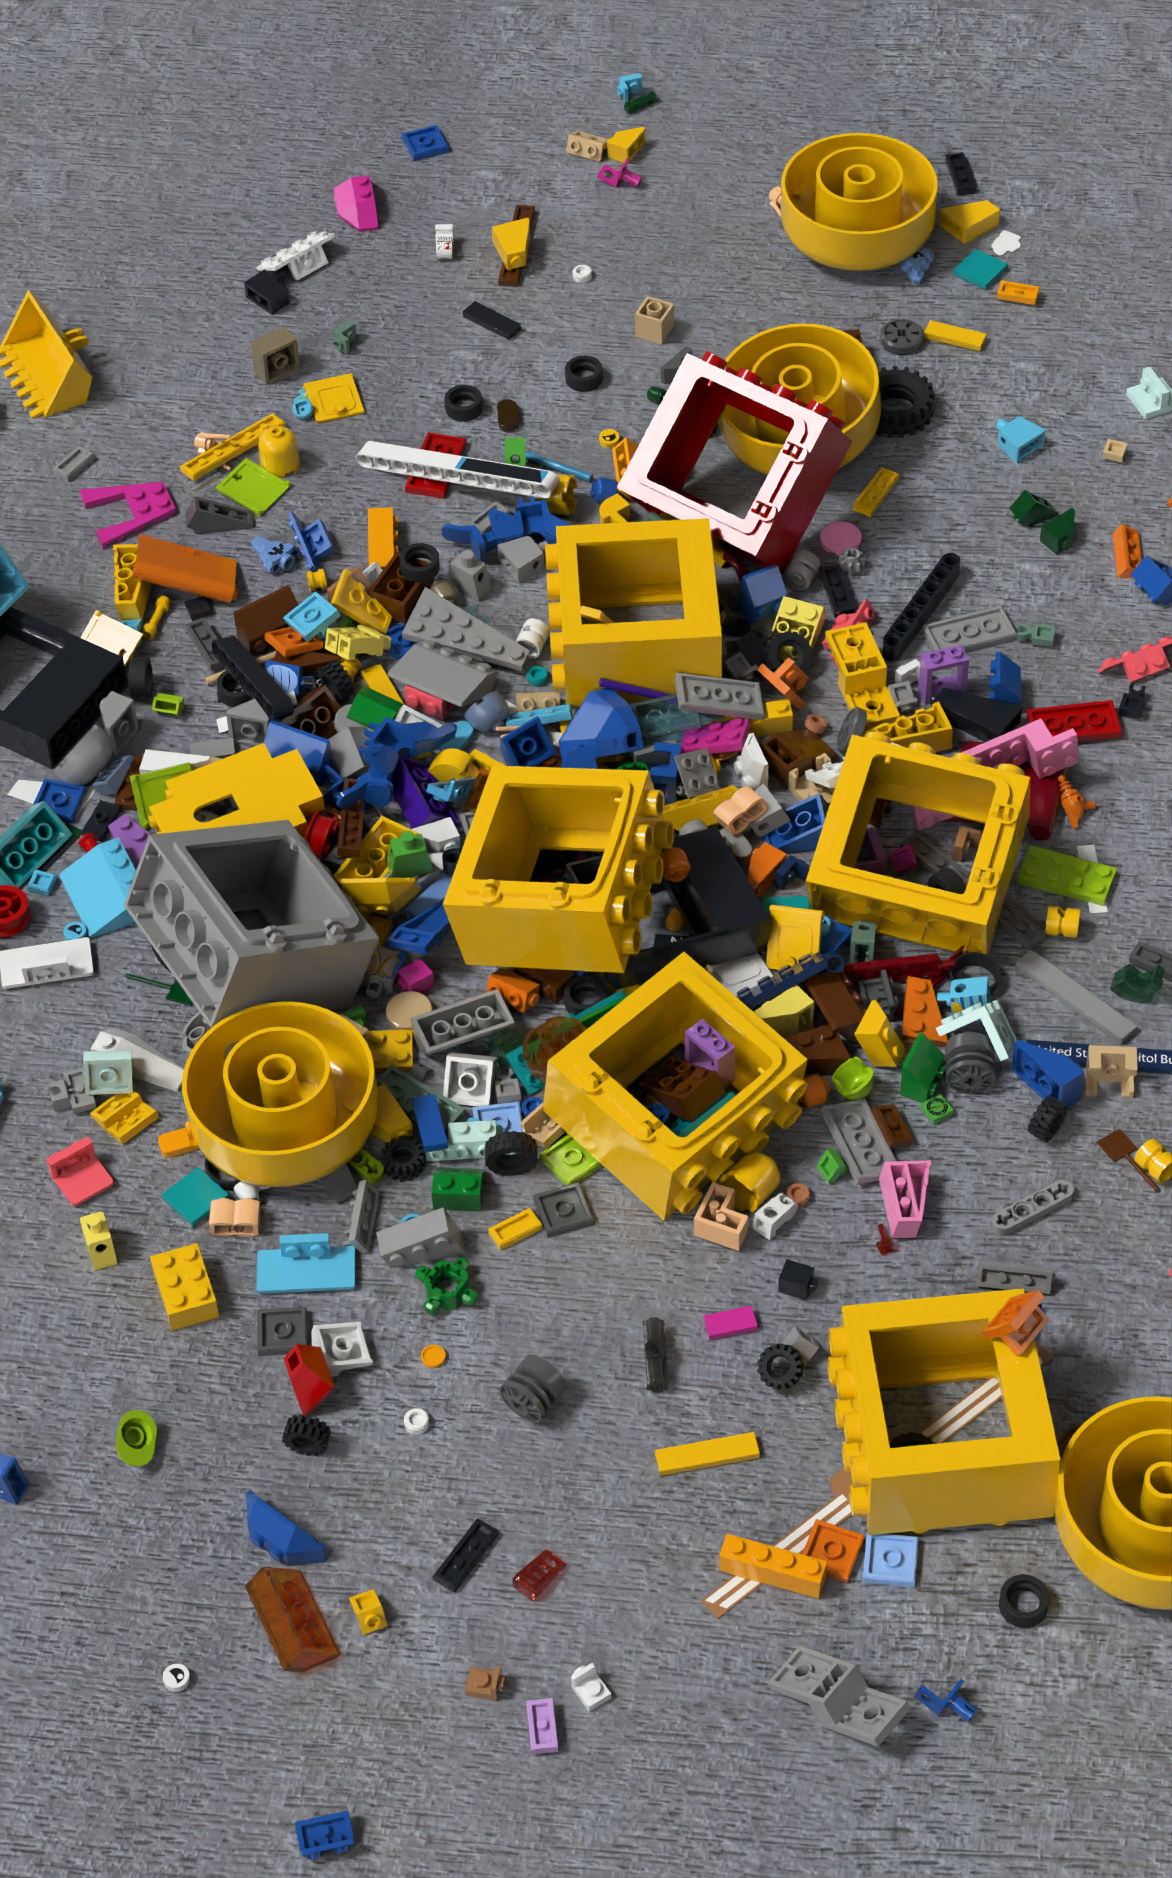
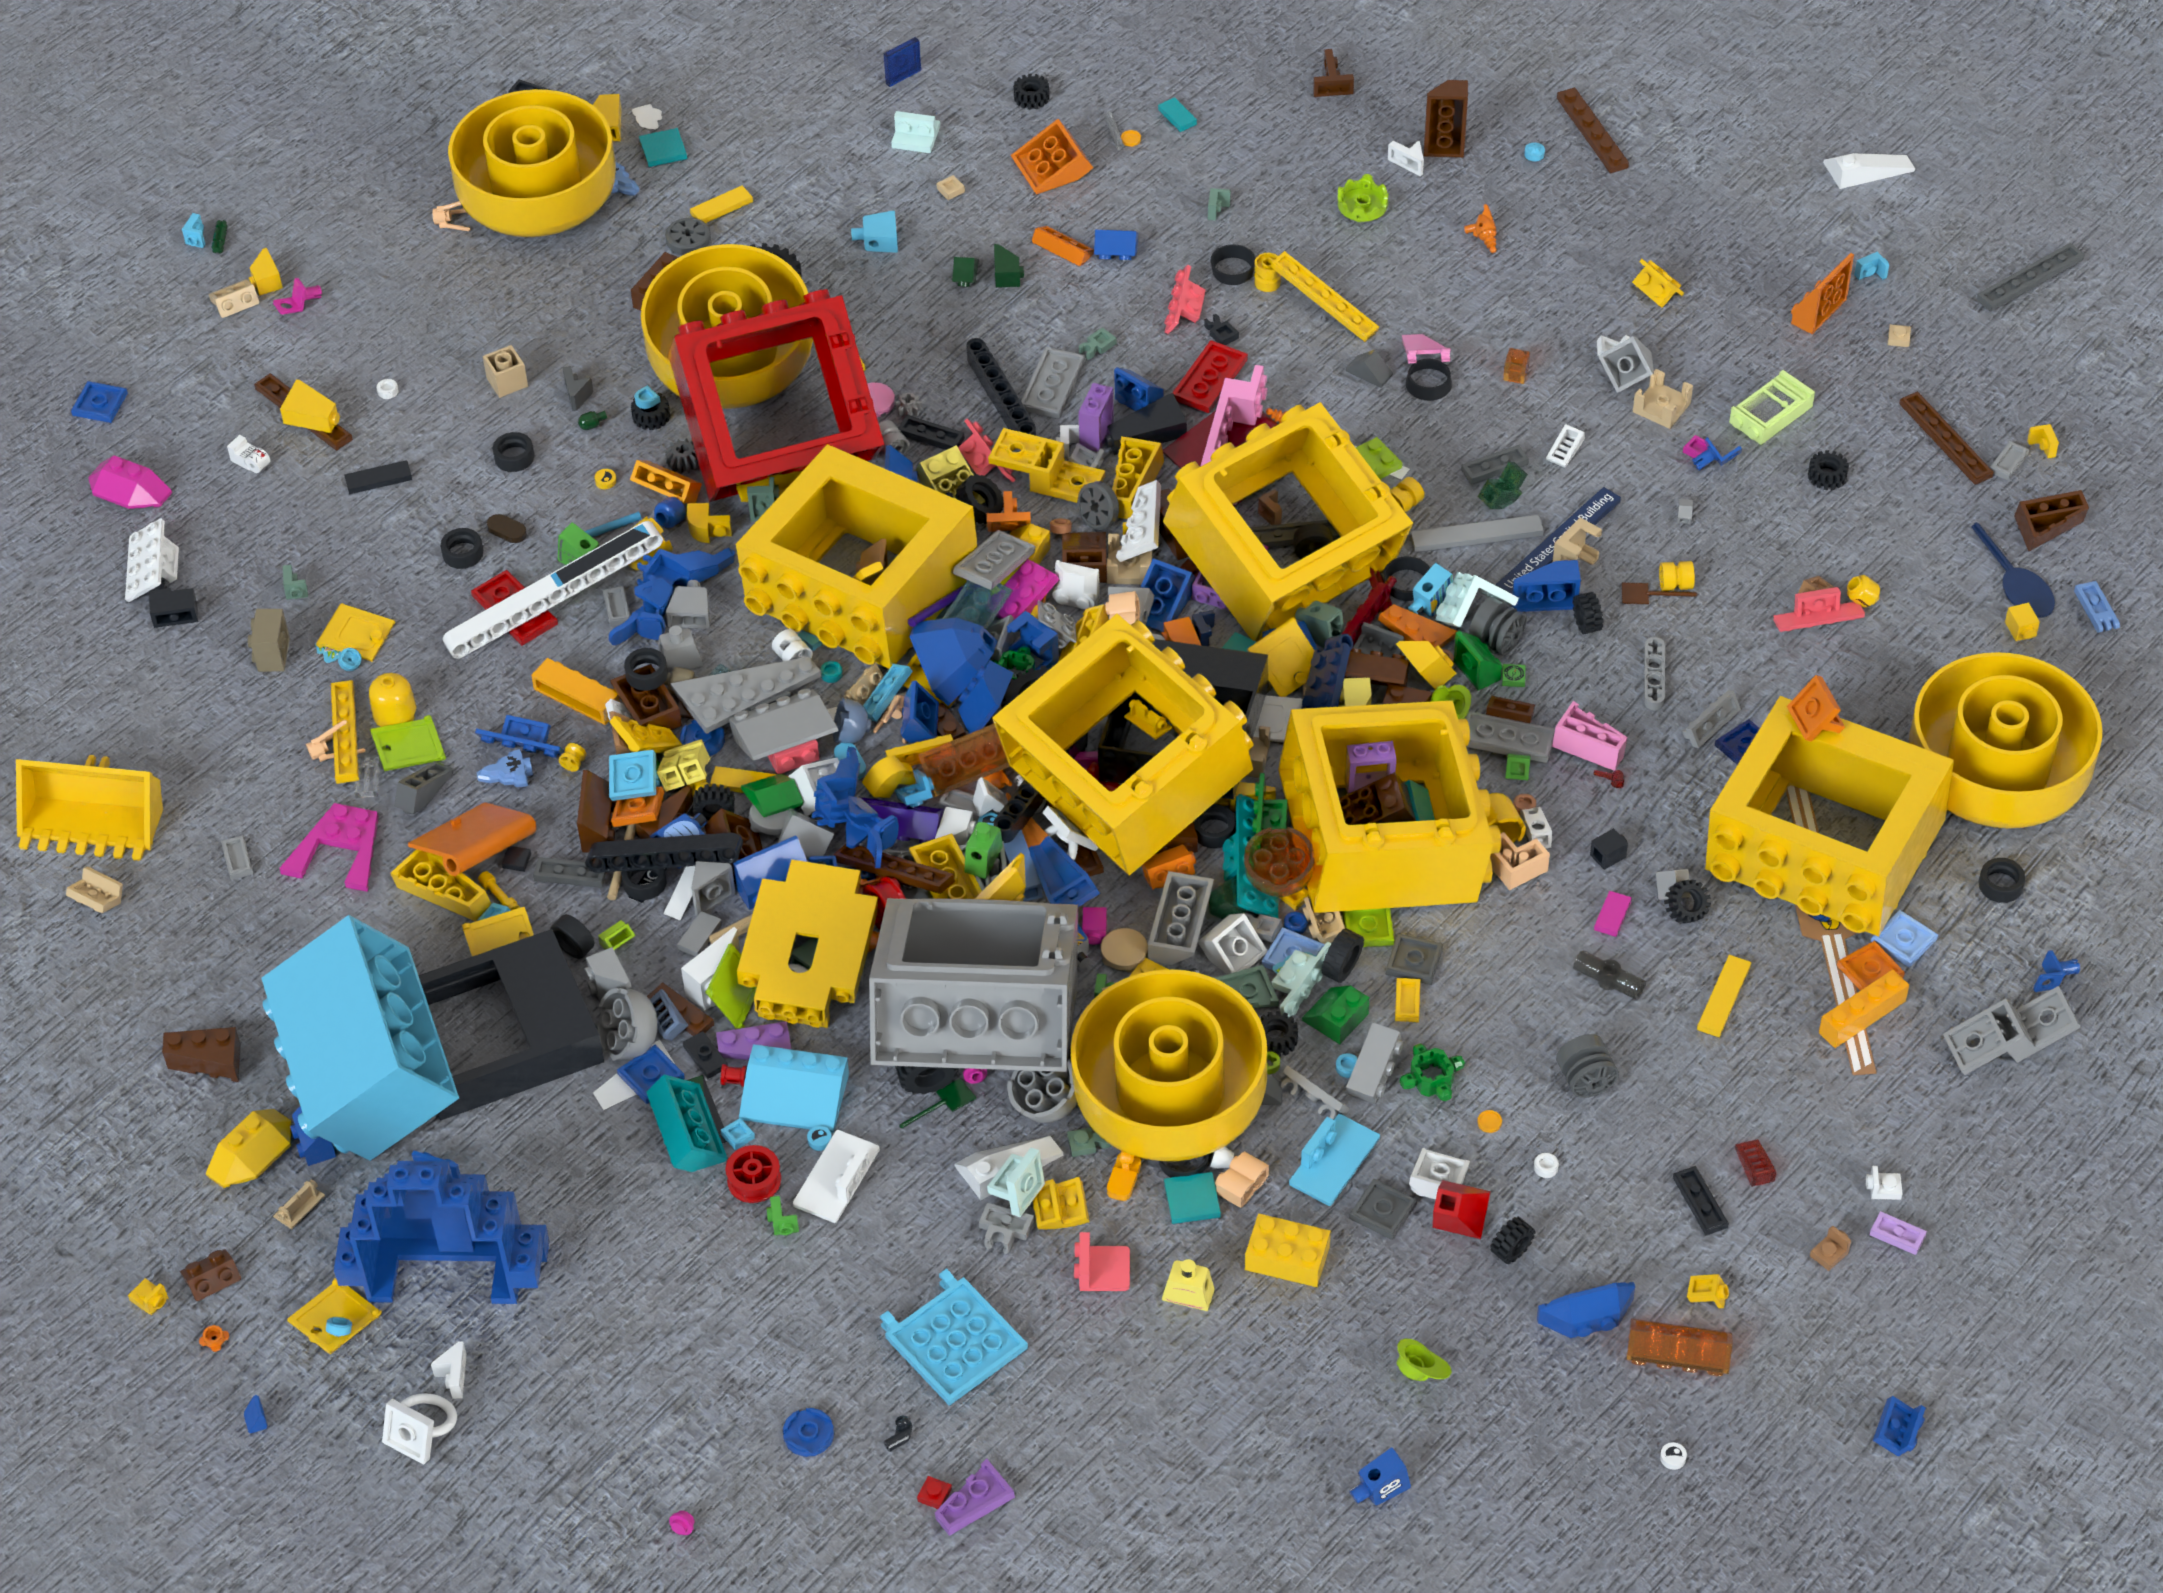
camera: 55 degrees left, 0 degrees up
(429, 1123) = (1267, 992): blue tile -> none
(1017, 292) = (716, 140): light orange plate -> none

